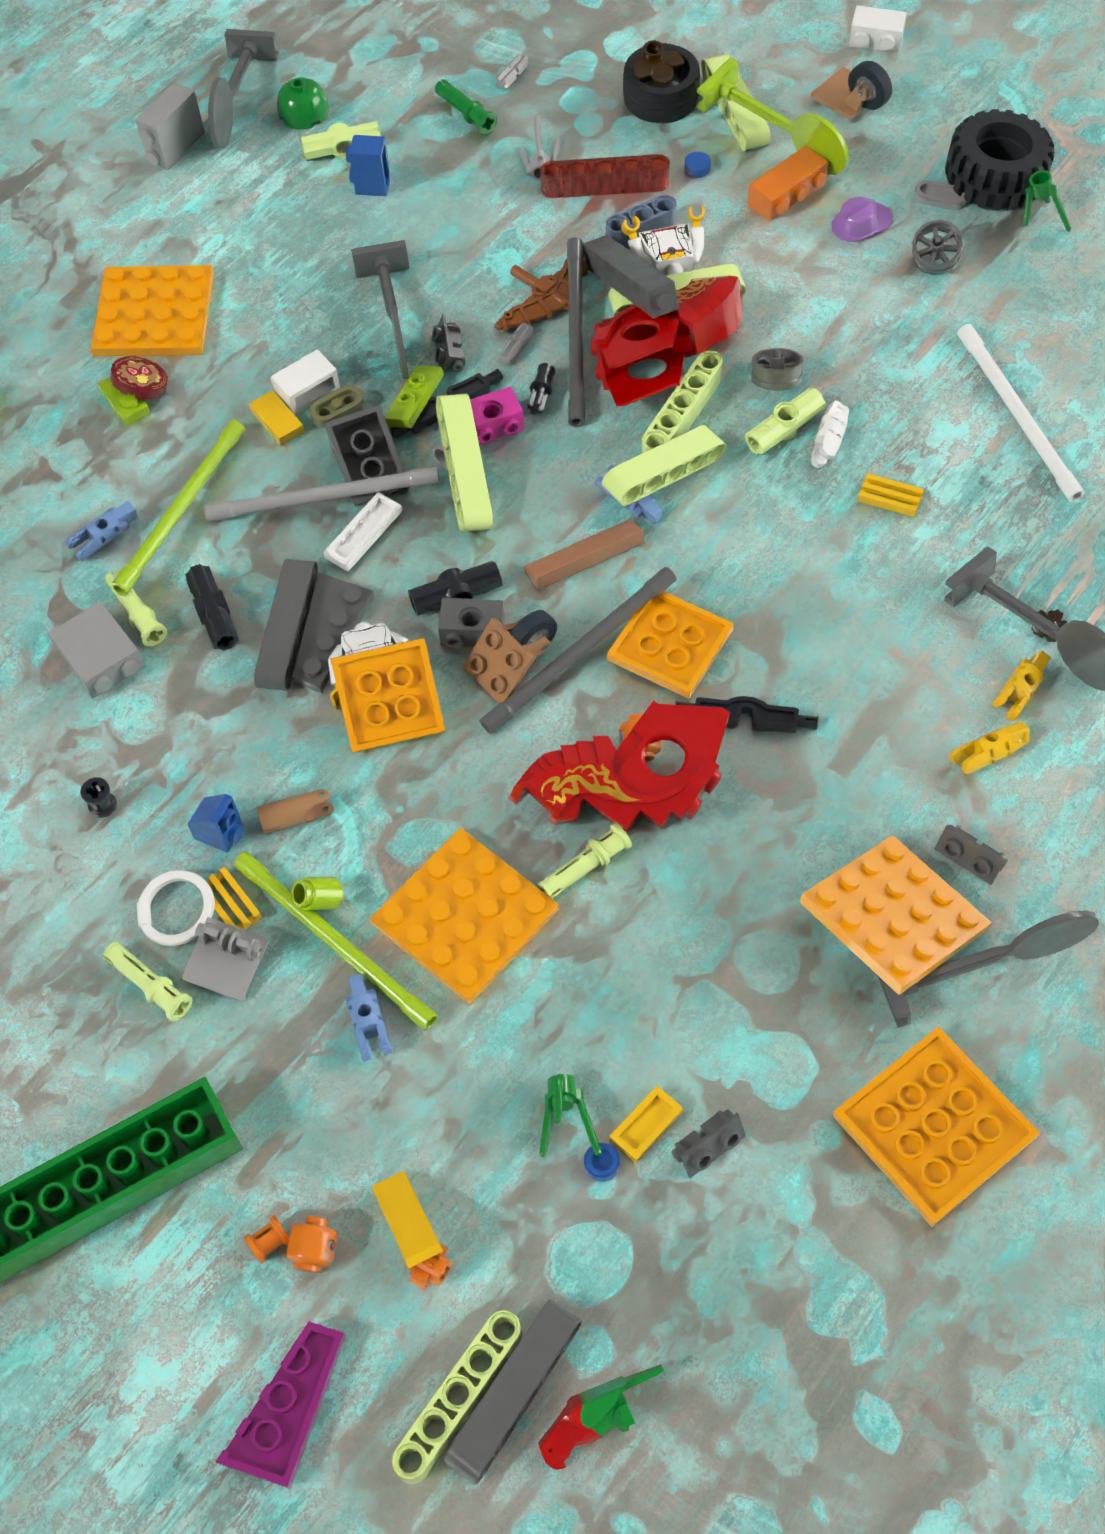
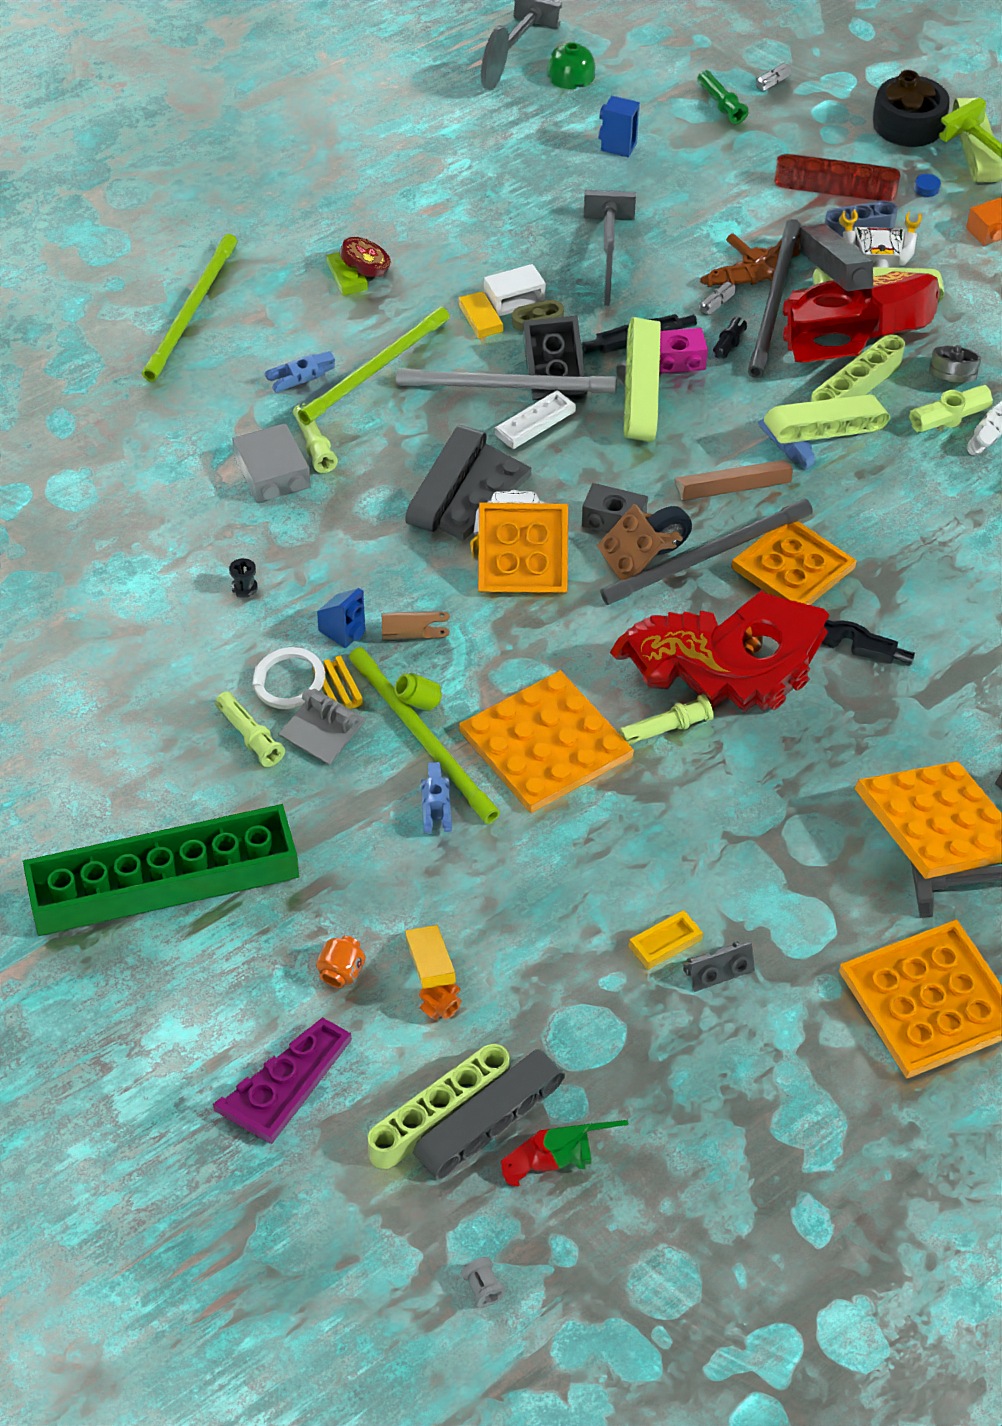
camera: 10 degrees right, 10 degrees down
(153, 310) = (391, 207): light orange plate -> none
(170, 126) = (446, 60): light grey brick -> none
(211, 607) = (382, 451): black piece -> none
(267, 1239) = (302, 948): orange bush -> none
(335, 140) = (590, 101): yellowish green piece -> none
(414, 396) = (610, 320): lime plate -> none
(448, 345) = (653, 287): dark grey hinge -> none
(455, 584) = (607, 474): black piece -> none
(540, 157) = (771, 157): light grey plant -> none
(561, 1097) = (594, 899): green plant -> none
(602, 1167) = (617, 960): blue tile -> none

